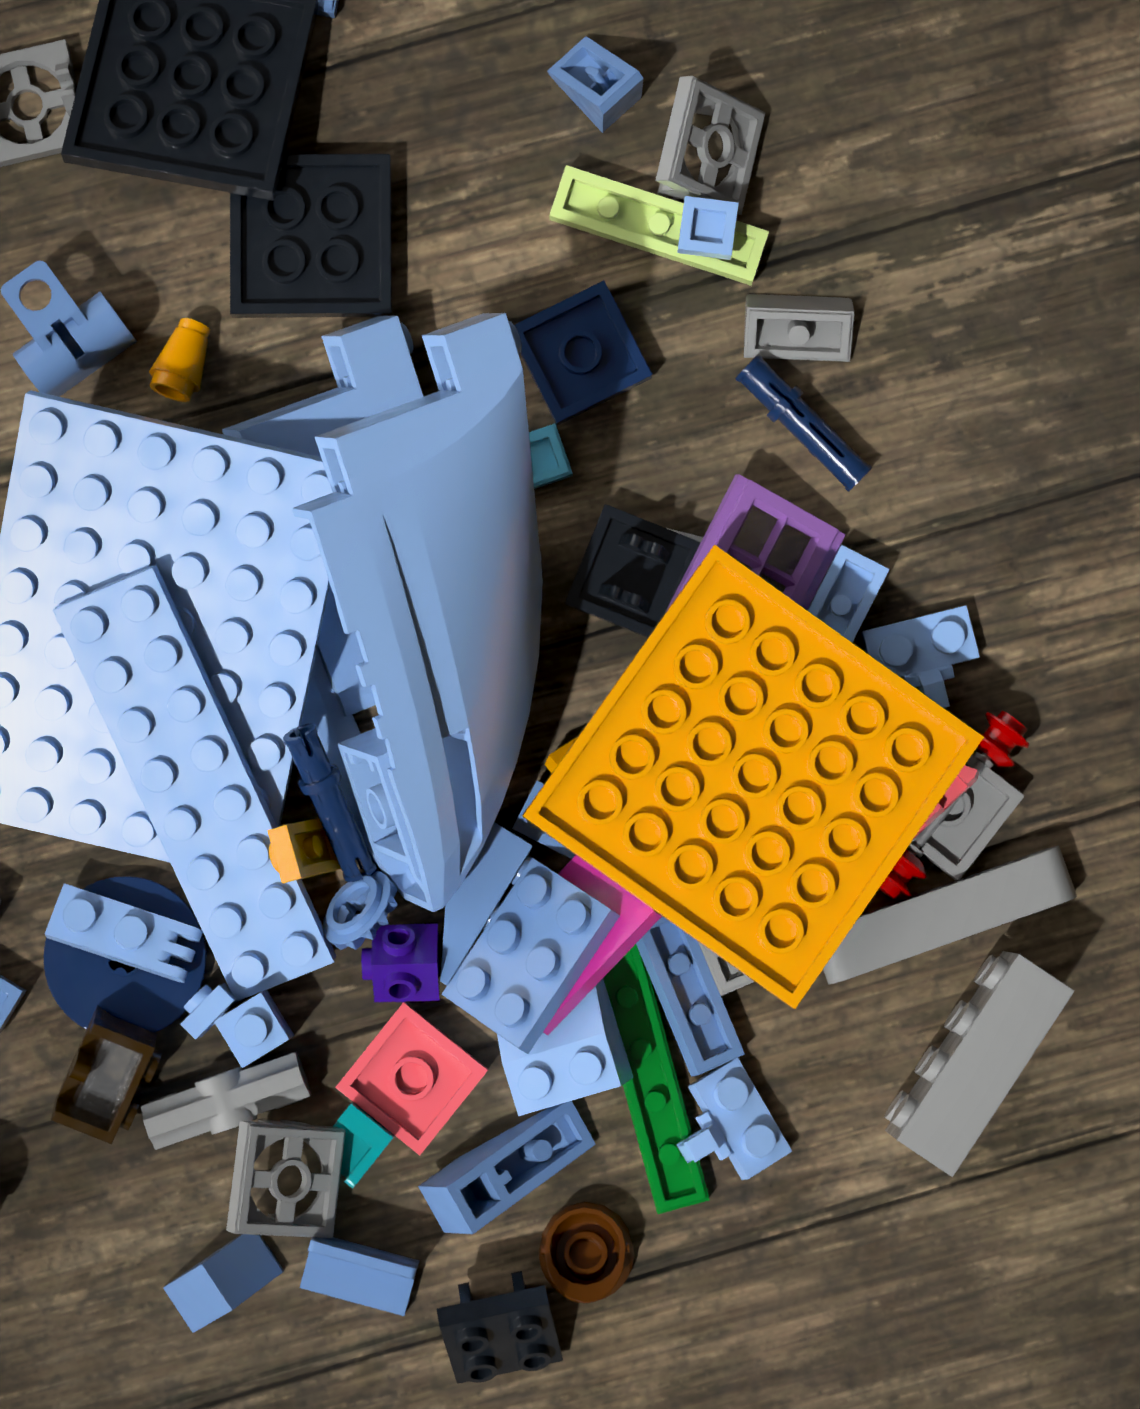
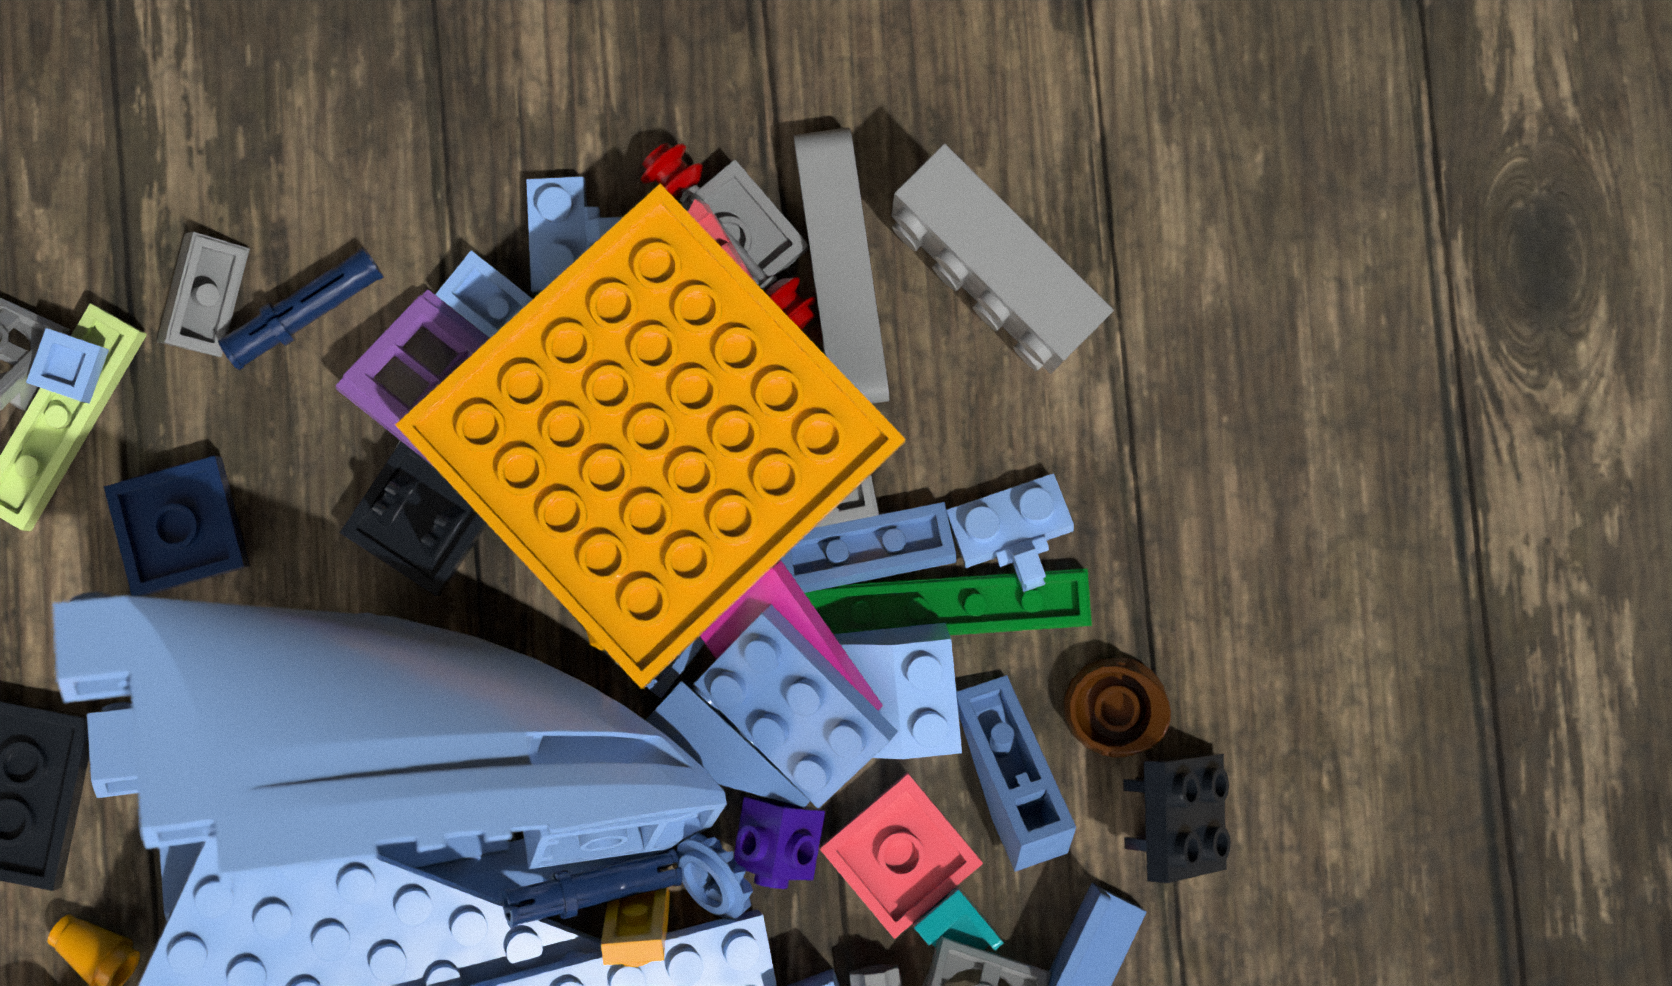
camera: 75 degrees left, 0 degrees up
(548, 456) = (281, 585): medium azure tile -> none

